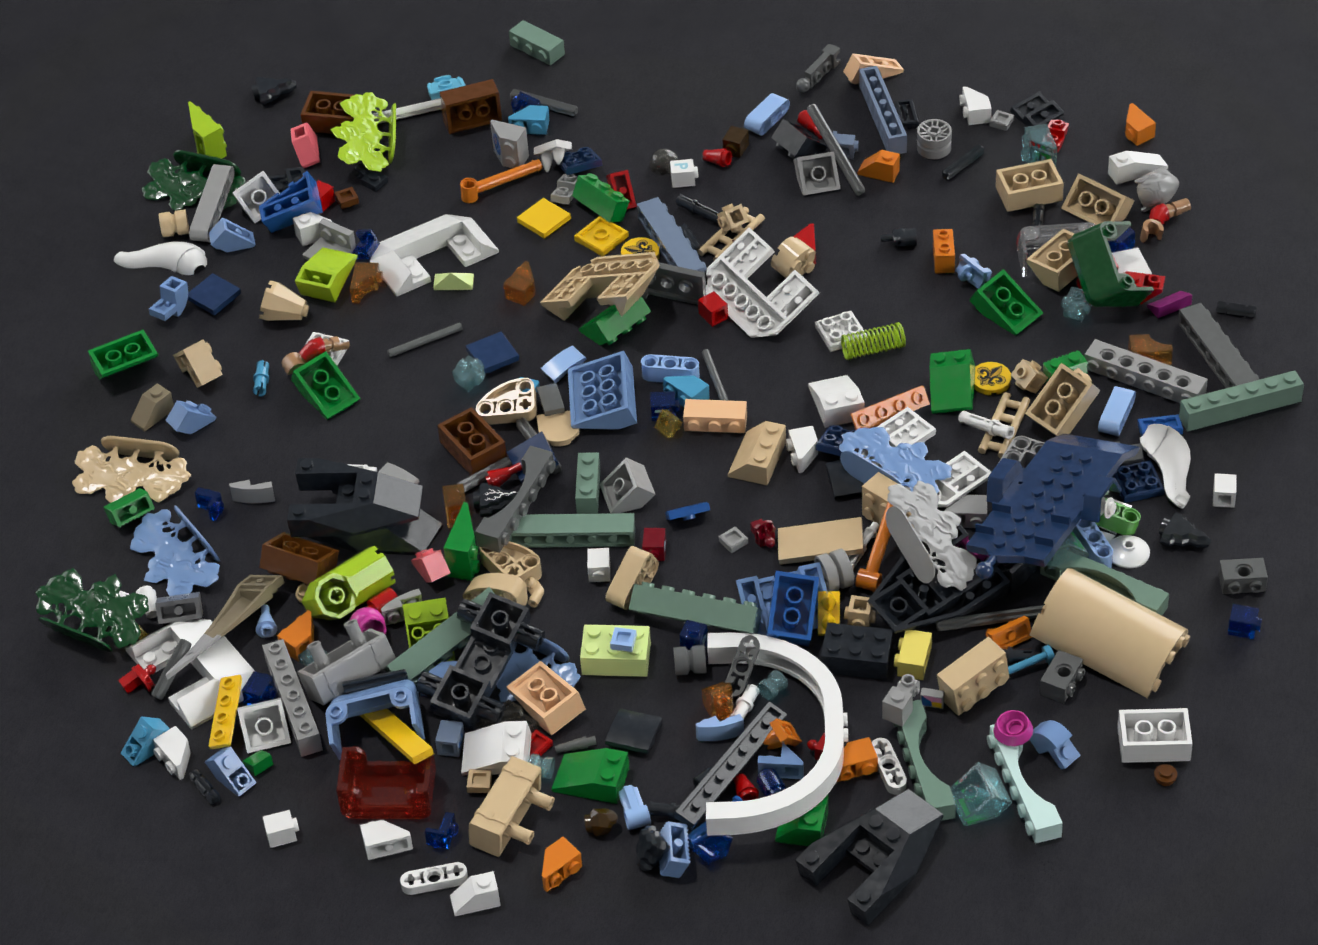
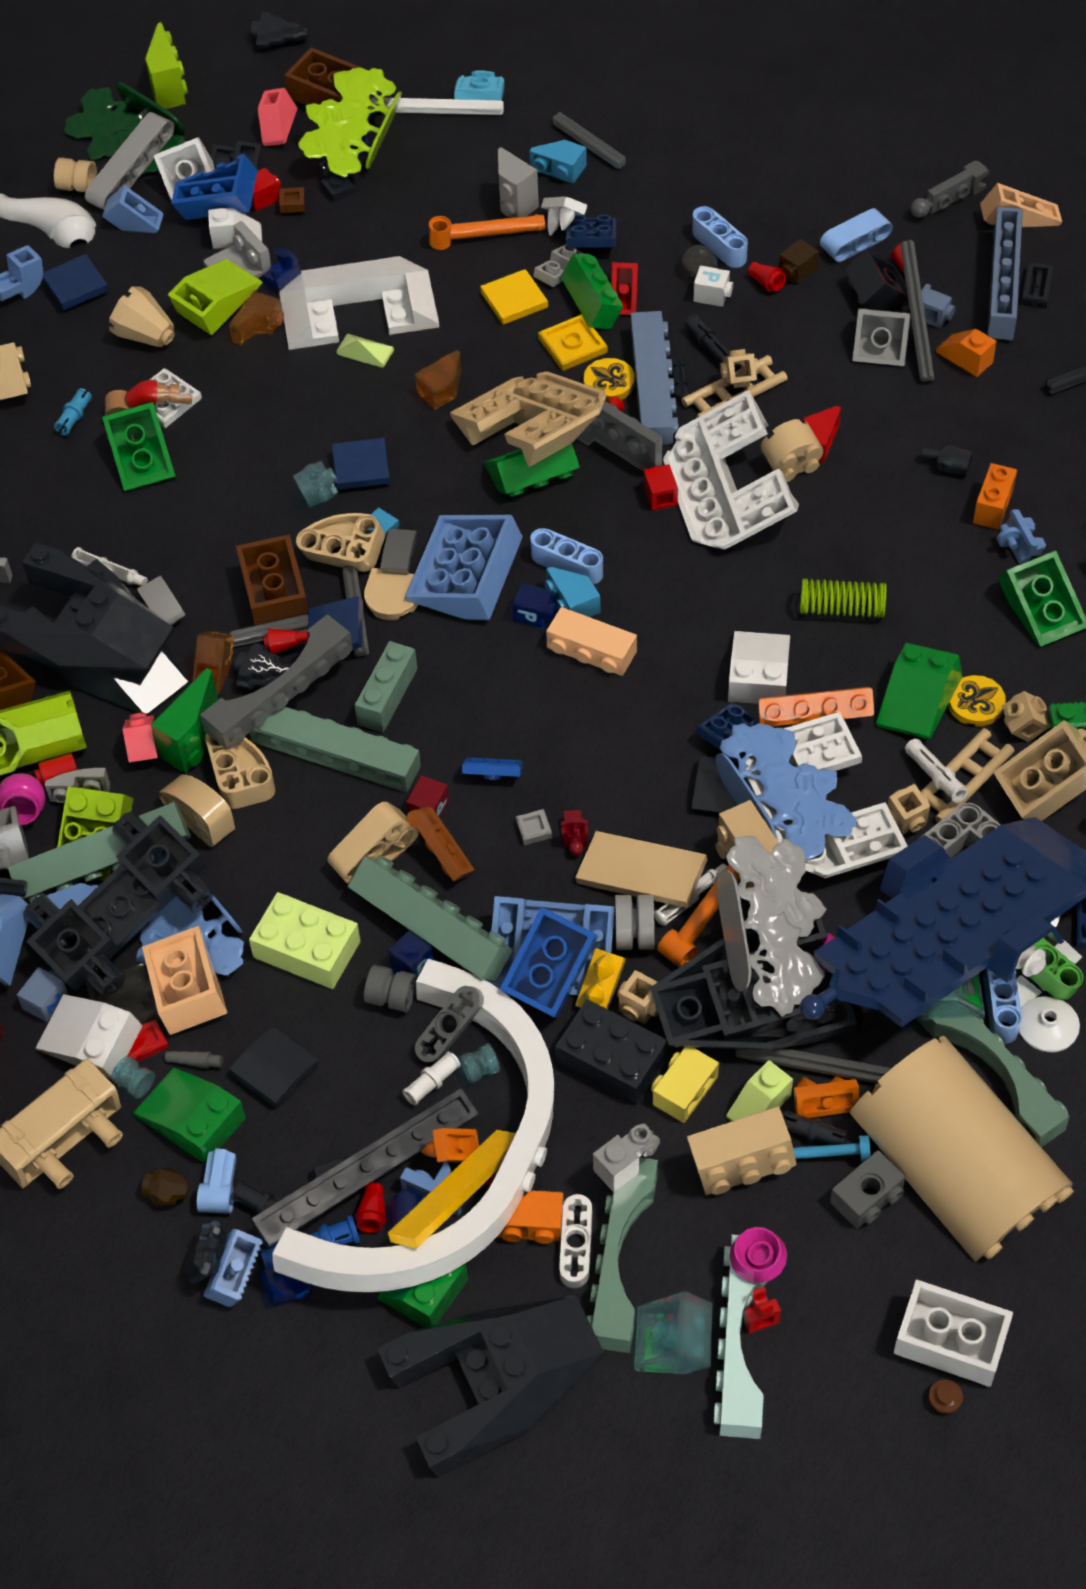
camera: 20 degrees right, 10 degrees up
(425, 339) = (291, 419): dark grey bar -> none
(470, 106) = (492, 121): reddish brown brick -> none
(479, 781) = (48, 1069): tan plate -> none
(525, 100) = (561, 131): clear blue bracket -> none
(535, 590) = (253, 817): tan arm -> none
(536, 42) = (617, 57): sand green brick -> none
(559, 365) = (442, 502): light blue slope -> none
(559, 862) = (83, 1231): orange slope -> none
(598, 565) = (344, 807): white brick -> none
(623, 639) = (308, 935): light blue plate -> none
(627, 487) = (433, 708): light grey slope -> none
(668, 423) = (528, 632): clear yellow tile -> none
(670, 138) = (719, 236): none -> light blue beam
(677, 564) = (440, 842): none -> dark orange plate
(713, 730) = (369, 1101): light blue slope -> none
(714, 375) = (620, 584): dark grey bar -> none
(718, 700) = (396, 1062): clear orange slope -> none
(759, 453) = (623, 714): tan slope -> none
(800, 753) = (452, 1191): none -> yellow tile
(803, 447) = (681, 721): white slope -> none
(834, 327) = (811, 563): white tile -> none
(932, 698) = (678, 1159): tile -> none
(934, 139) = (1054, 332): light grey wheel -> none
(967, 638) = (763, 1091): none -> yellowish green slope
(970, 509) = (852, 892): light grey slope -> none
(981, 450) = (909, 809): none -> tan brick
(1031, 763) = (761, 1312): none -> red plate
(1055, 739) = (812, 1290): medium blue brick -> none

